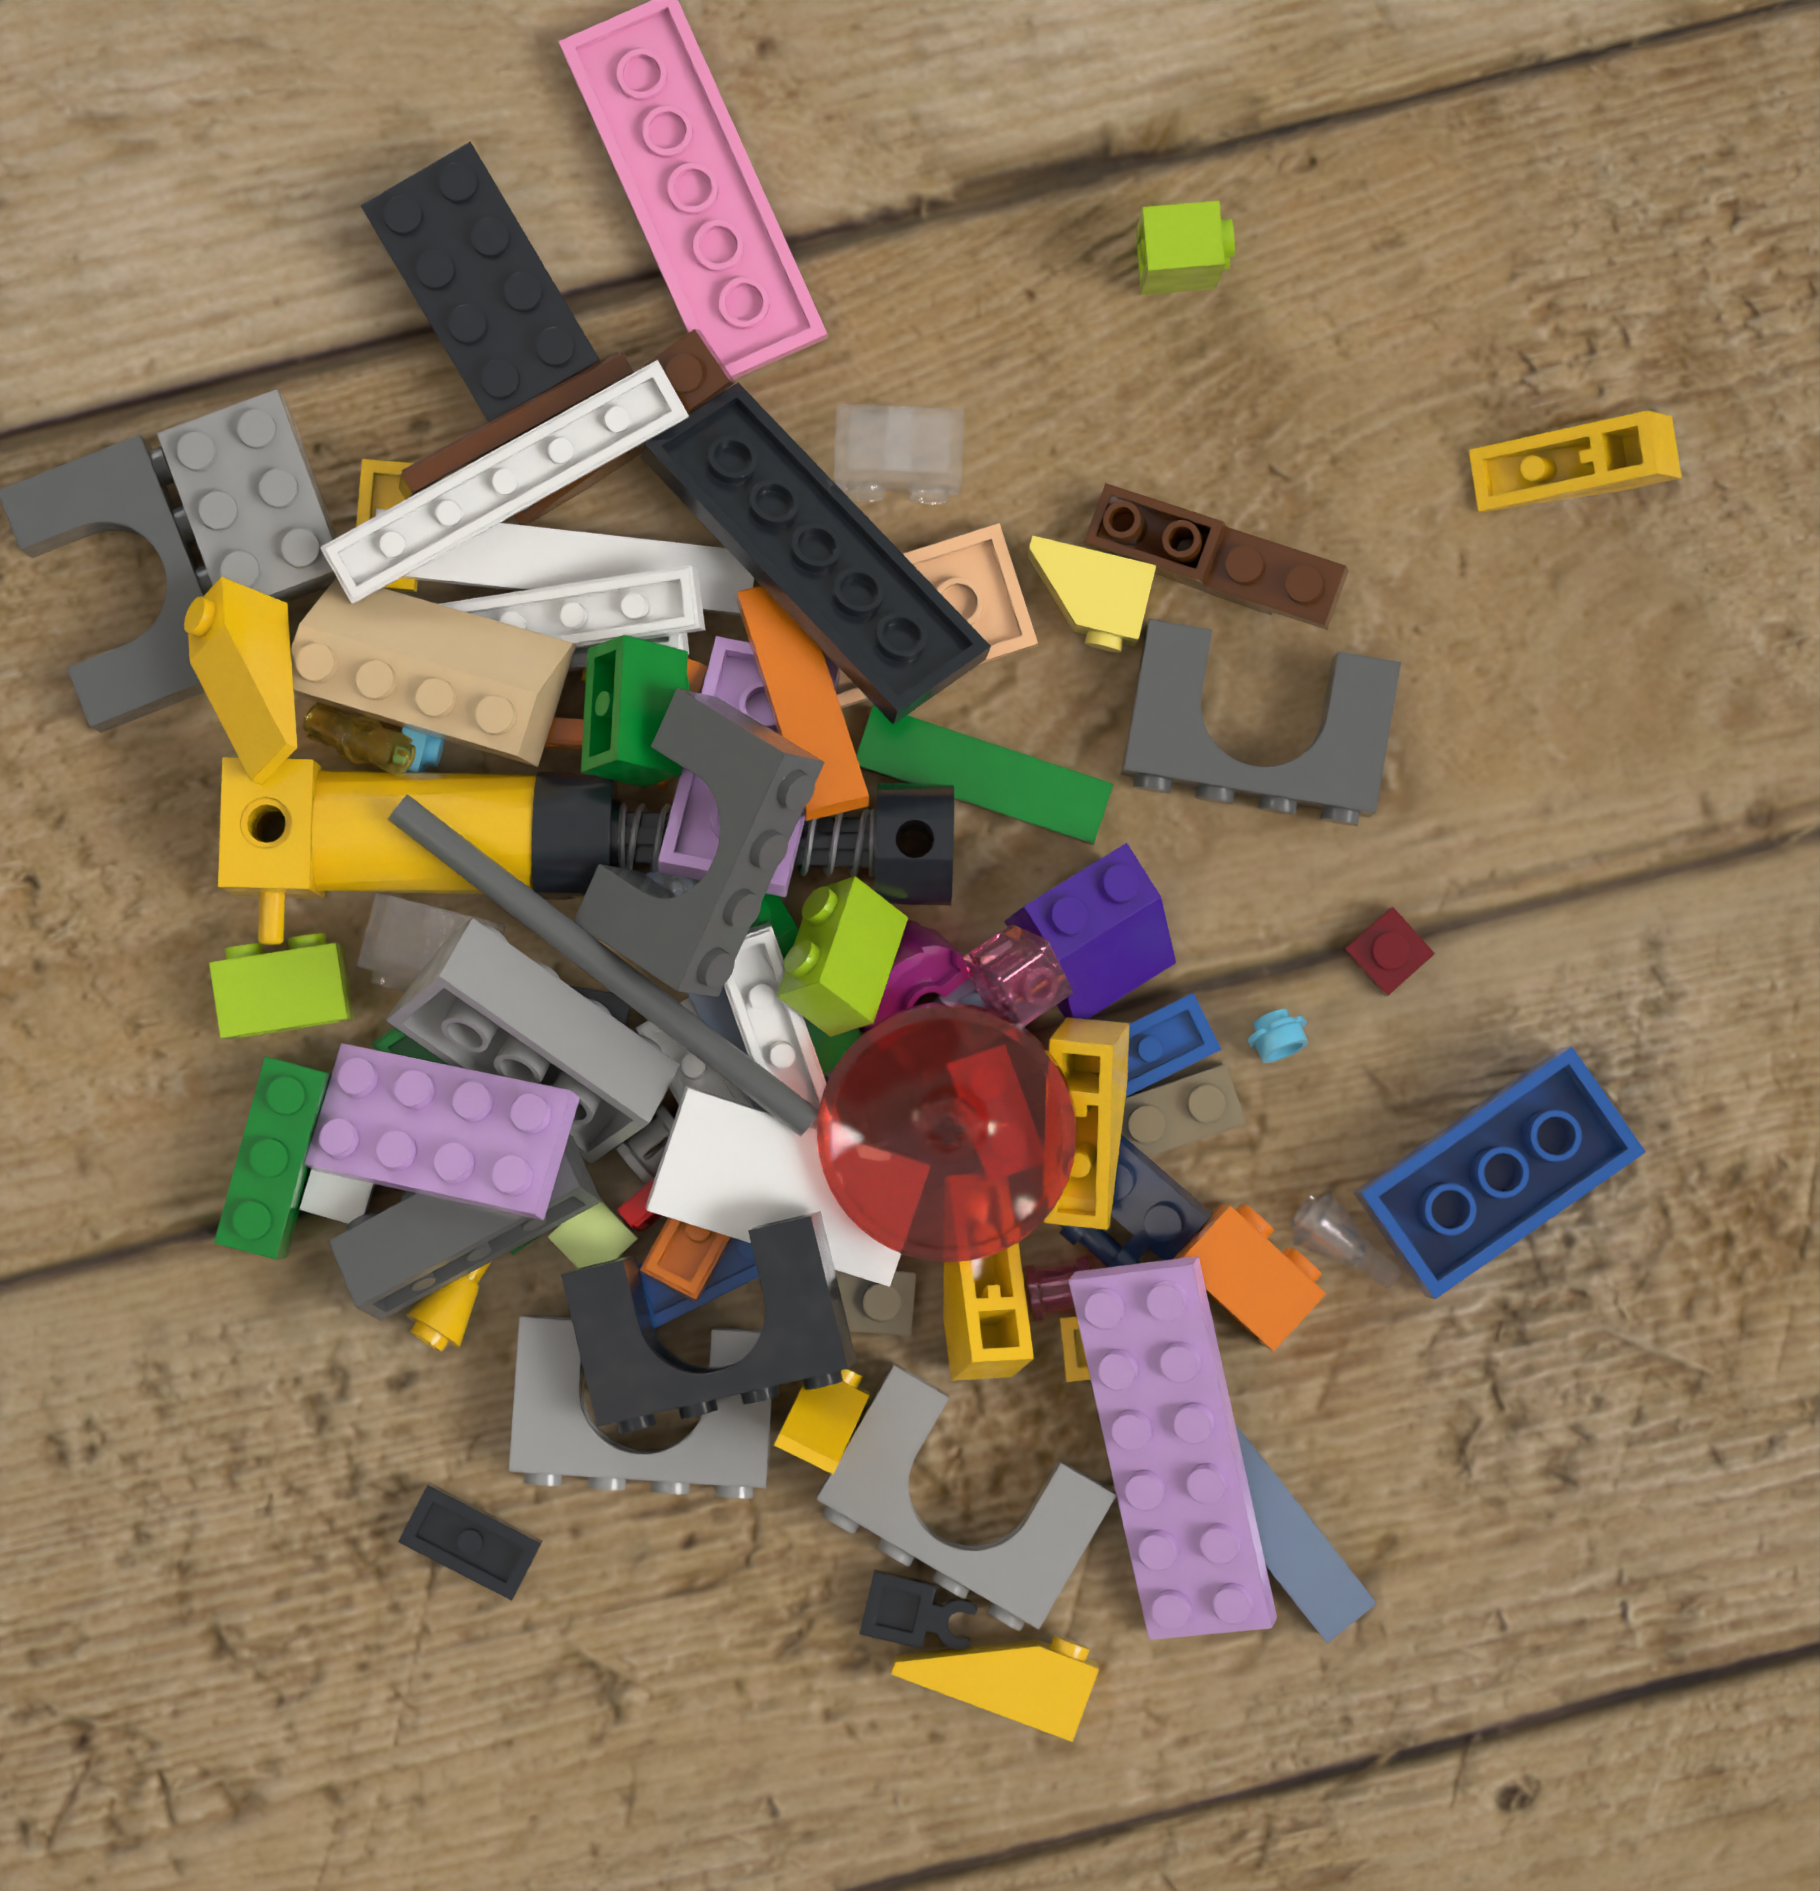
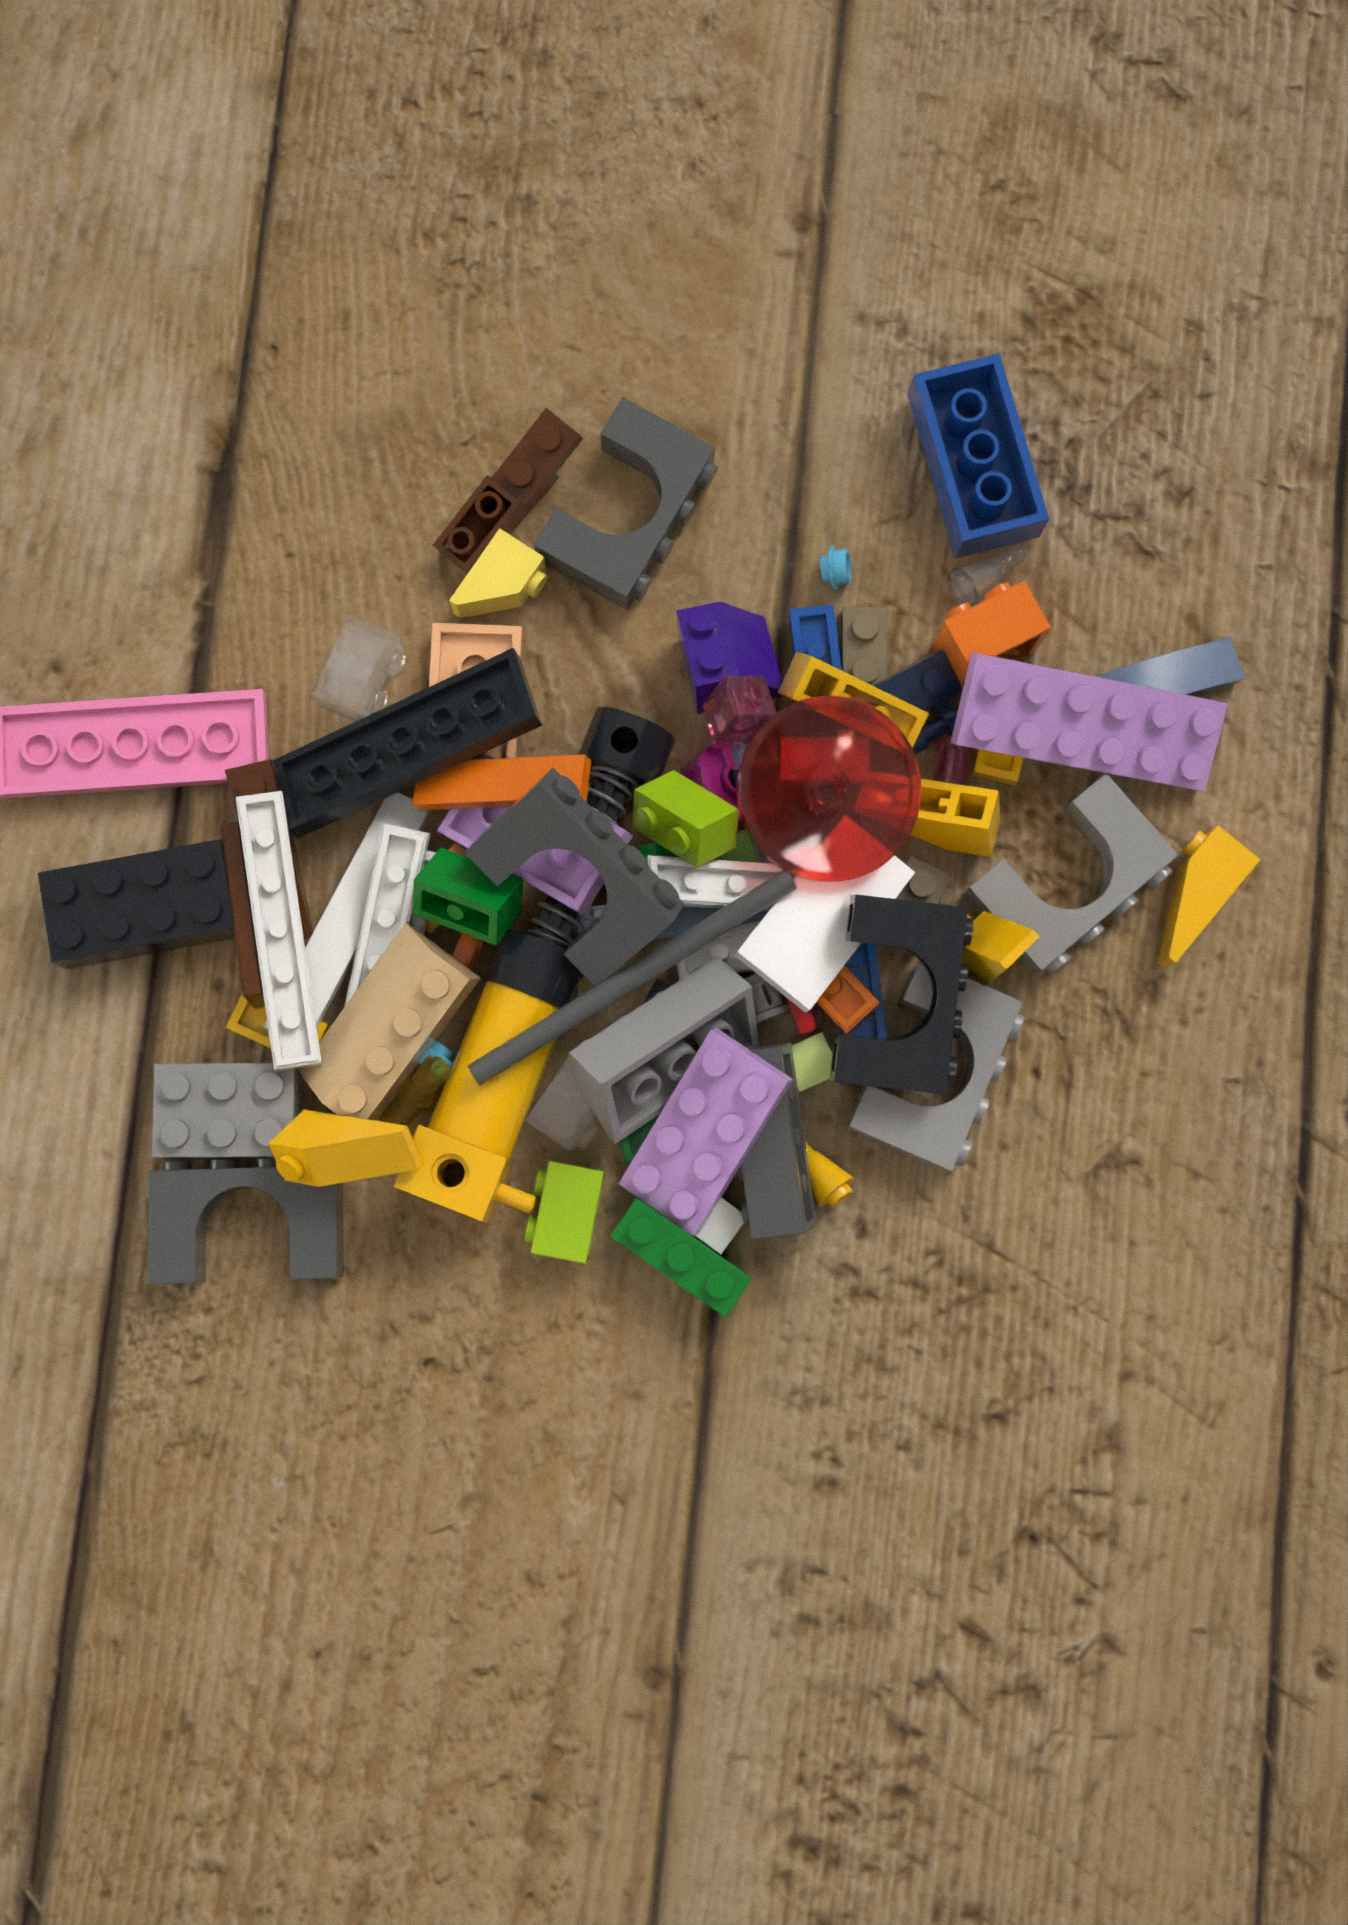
camera: 70 degrees left, 5 degrees down
(470, 1541) = (988, 1217): black plate -> none
(904, 1609) = (1132, 942): black plate -> none
(986, 775) = (600, 685): green tile -> none
(1183, 247) = (296, 437): lime brick -> none
(1389, 951) = (806, 480): dark red plate -> none
(1576, 462) = (532, 249): yellow slope -> none

